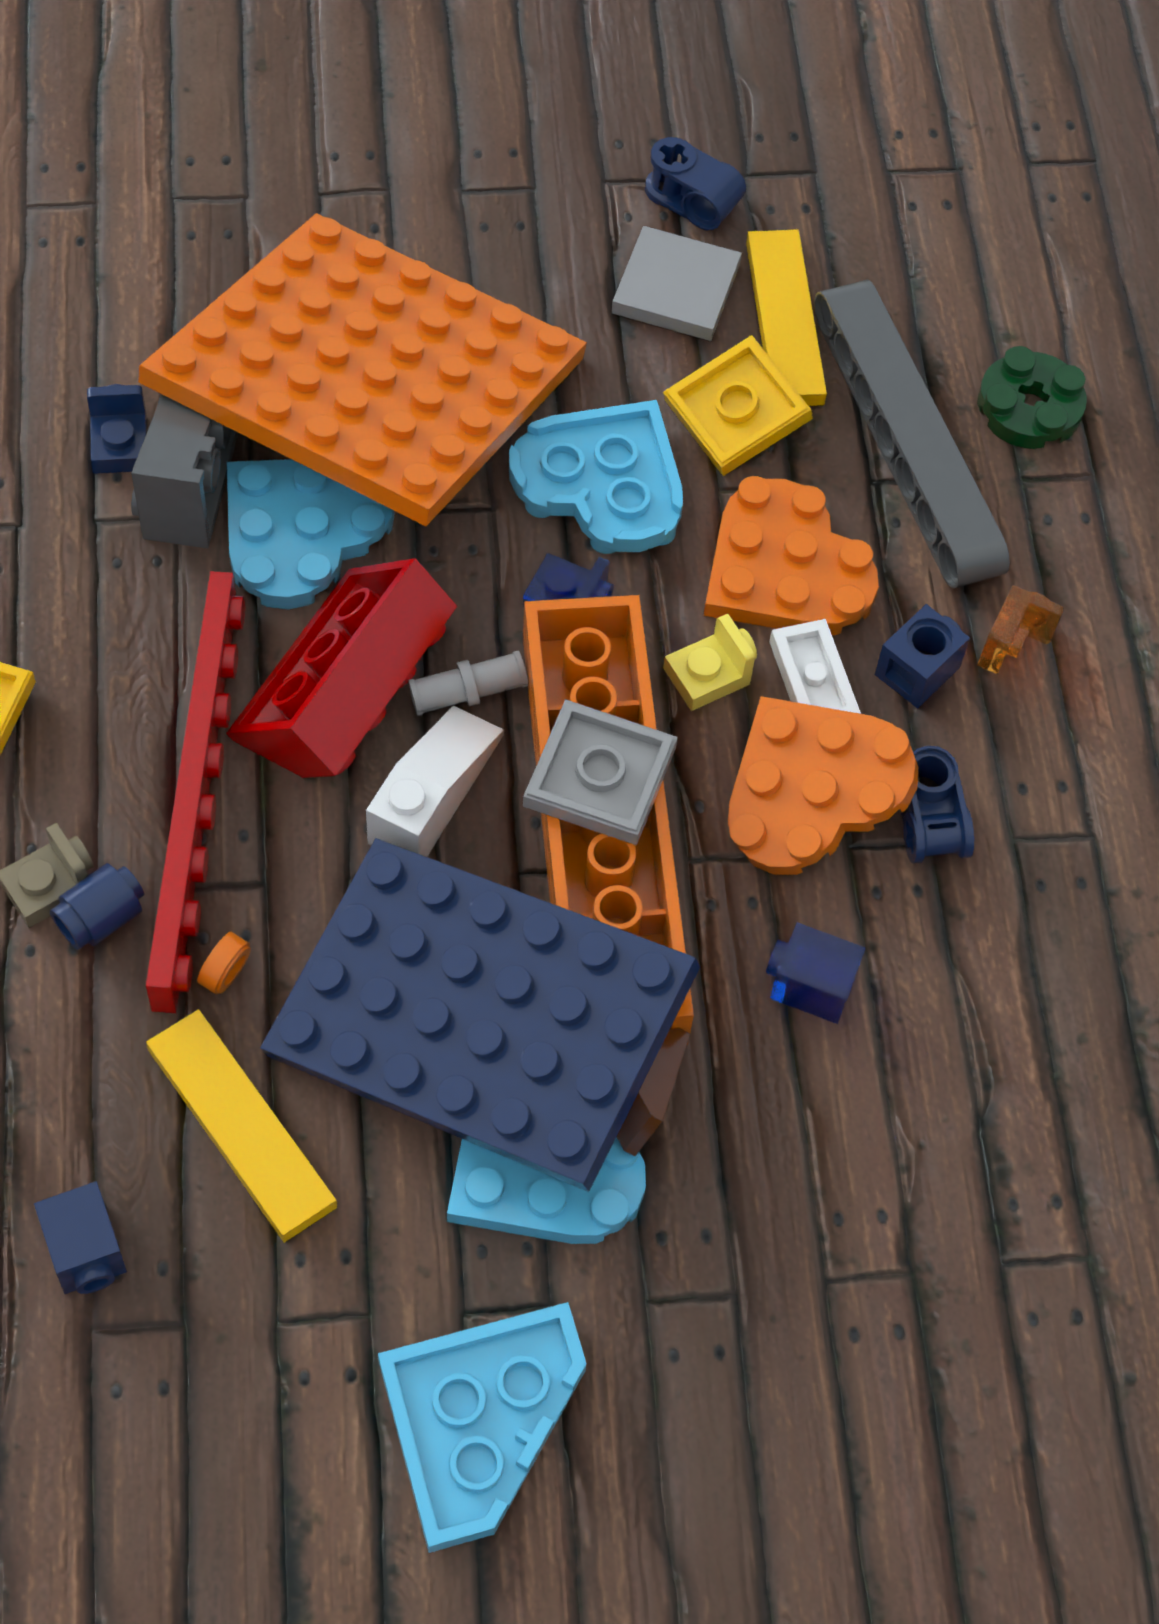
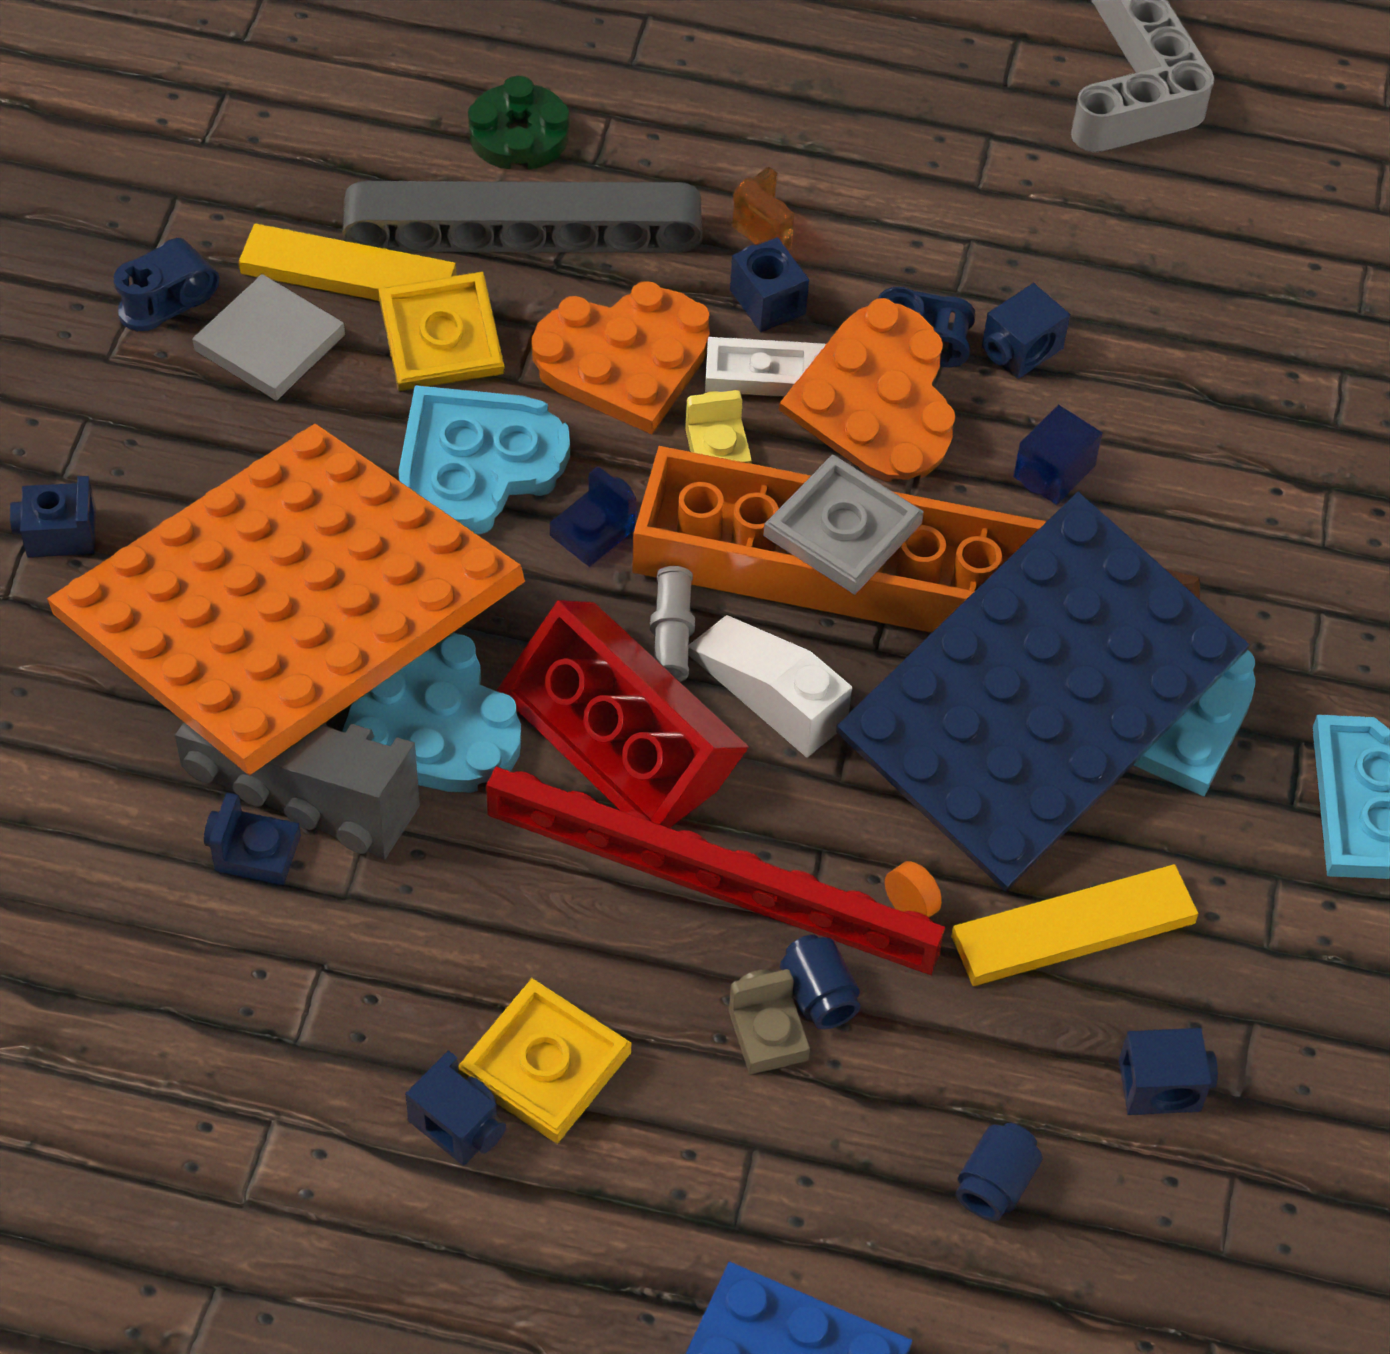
camera: 70 degrees left, 5 degrees down
(399, 182) = (56, 519): none -> dark blue brick
(970, 904) = (1025, 330): none -> dark blue brick

